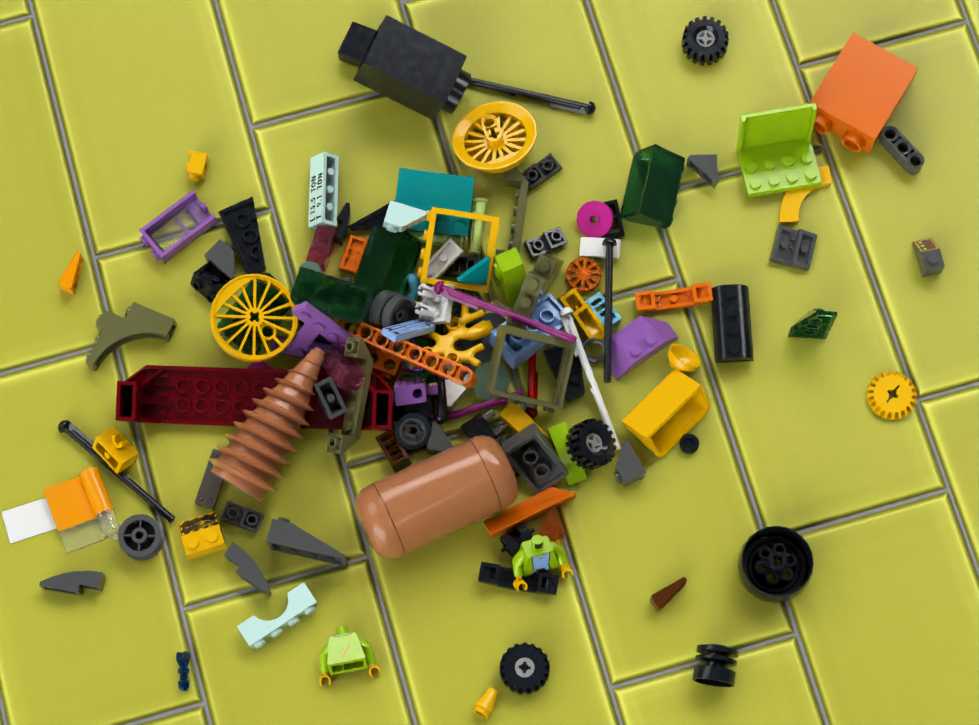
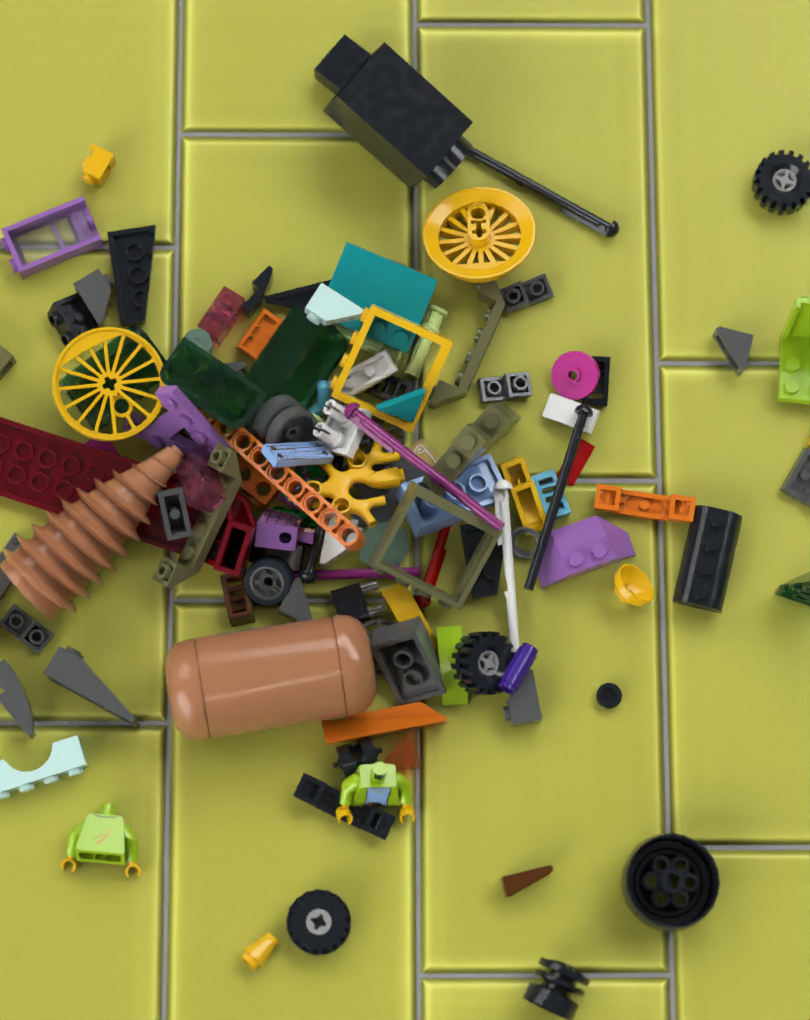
camera: 10 degrees right, 5 degrees up
(323, 191) = (245, 243): light aqua brick -> none
(509, 274) = (446, 417): lime wedge -> none
(583, 274) = (540, 442): orange wheel -> none
(617, 279) = (582, 455): none -> red sticker
(617, 440) = (518, 668): none -> dark purple piece
(653, 187) = (660, 354): clear green windscreen -> none
(668, 413) = (593, 650): yellow windscreen -> none

